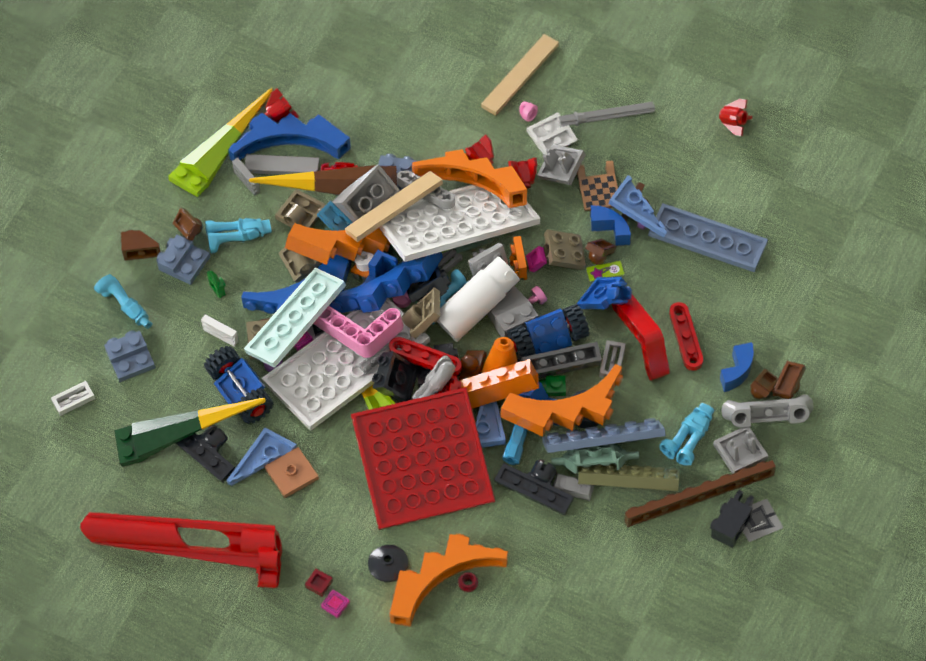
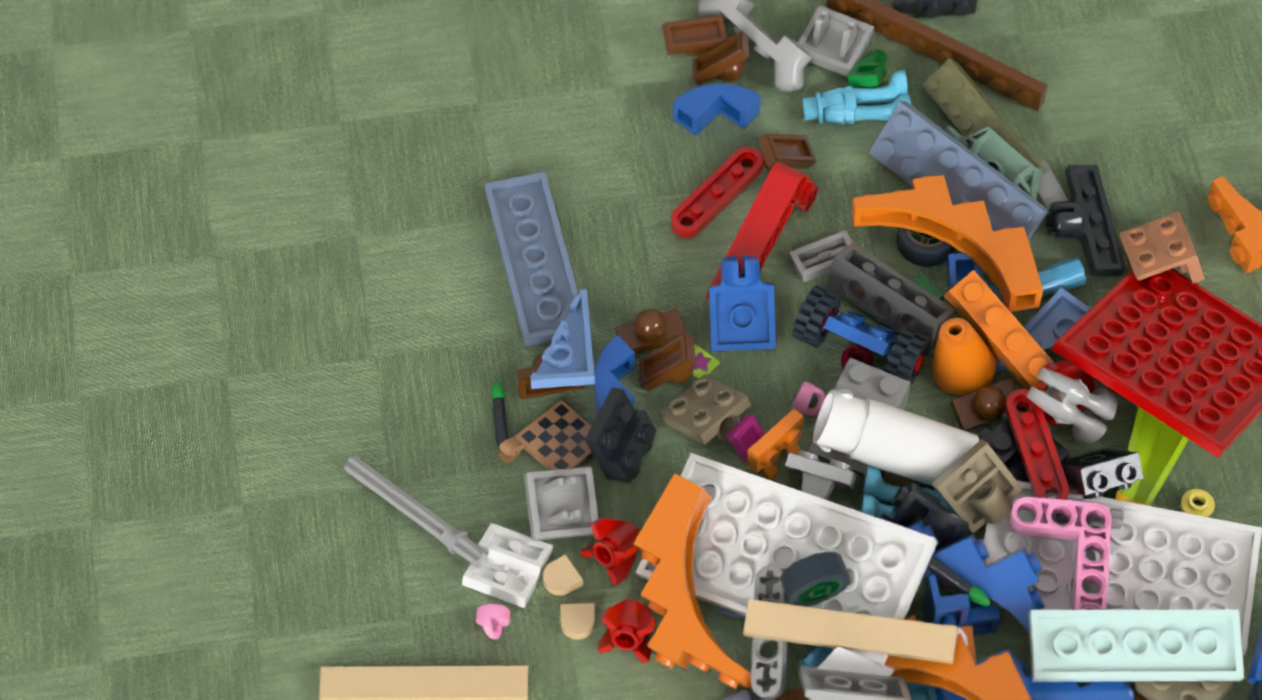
camera: 130 degrees left, 0 degrees up
(347, 423) = (1199, 495): none -> light yellow plate
(385, 269) = (974, 593): none -> black piece
(426, 203) = (815, 579): none -> black wheel
(487, 500) = (1161, 247): none -> nougat bracket
(503, 144) = (577, 620): none -> tan tile
(528, 150) = (561, 577): none -> tan tile
(575, 203) = (620, 437): none -> black plate
(623, 172) = (499, 412): none -> black piece
(627, 260) = (651, 330): none -> reddish brown tile
(683, 374) = (788, 149): none -> reddish brown tile
(708, 451) = (869, 70): none -> green plate
(734, 116) = (295, 338): brick -> none

